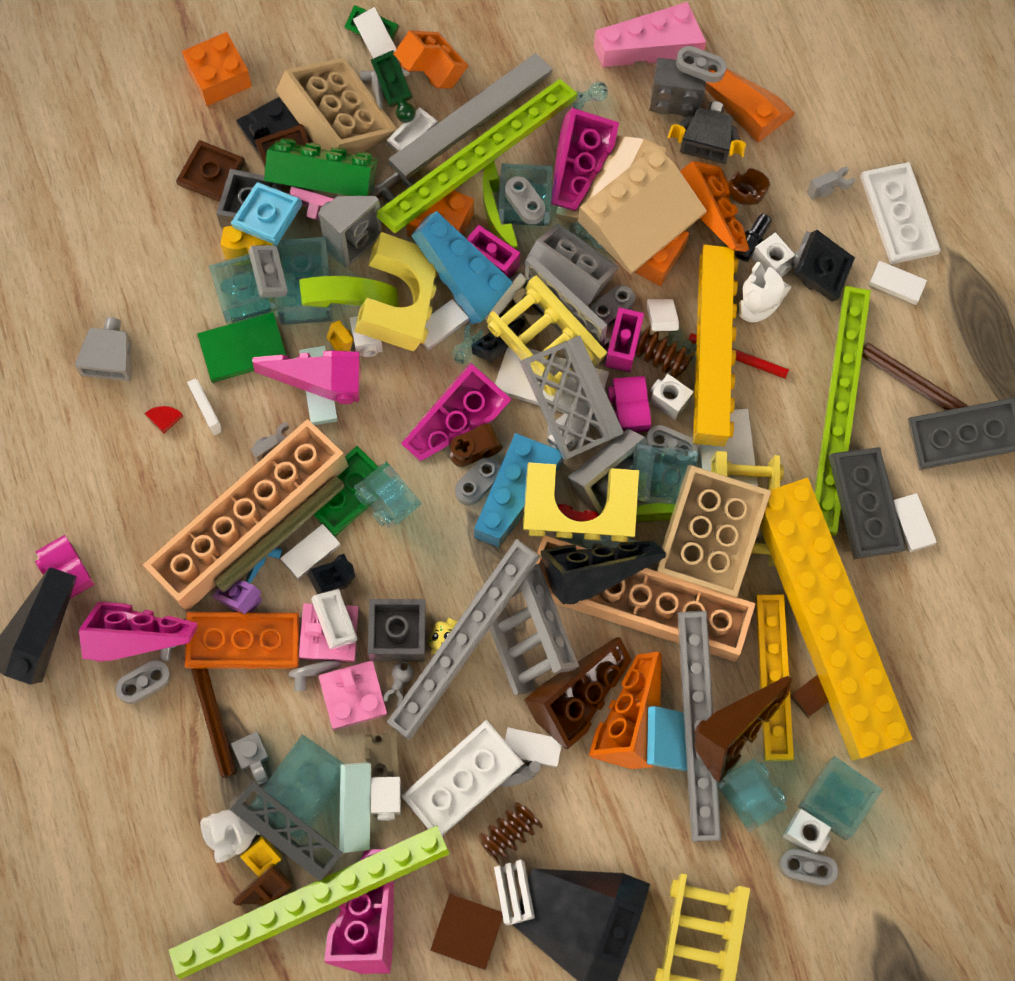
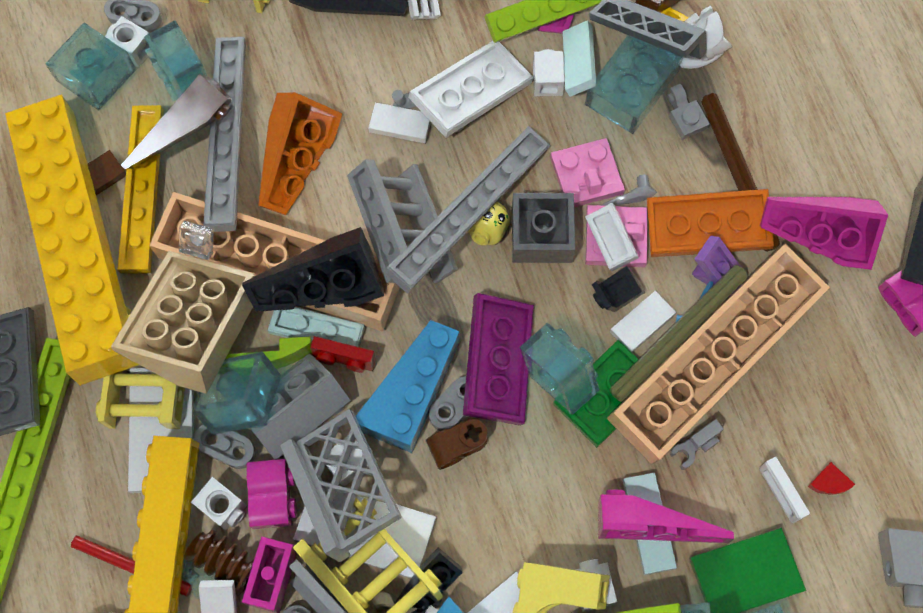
camera: 175 degrees left, 0 degrees up
(143, 681) = (806, 183): light grey plate -> none
(339, 337) = (625, 581): yellow plate -> none
(382, 754) = (554, 116): dark tan piece -> none
(400, 678) = (538, 184): light grey arm -> none
(441, 517) = (495, 364): none -> magenta tile
(462, 352) = (470, 572): clear light blue arm -> none
(462, 407) = (473, 491): dark pink wedge -> none
(509, 831) = (424, 38): reddish brown piece -> none
(572, 697) = (333, 187): reddish brown wedge -> none
(616, 519) = (301, 332): light yellow arch -> none
(666, 738) = (260, 119): medium azure tile -> none
(711, 599) = (196, 240): none -> clear plate

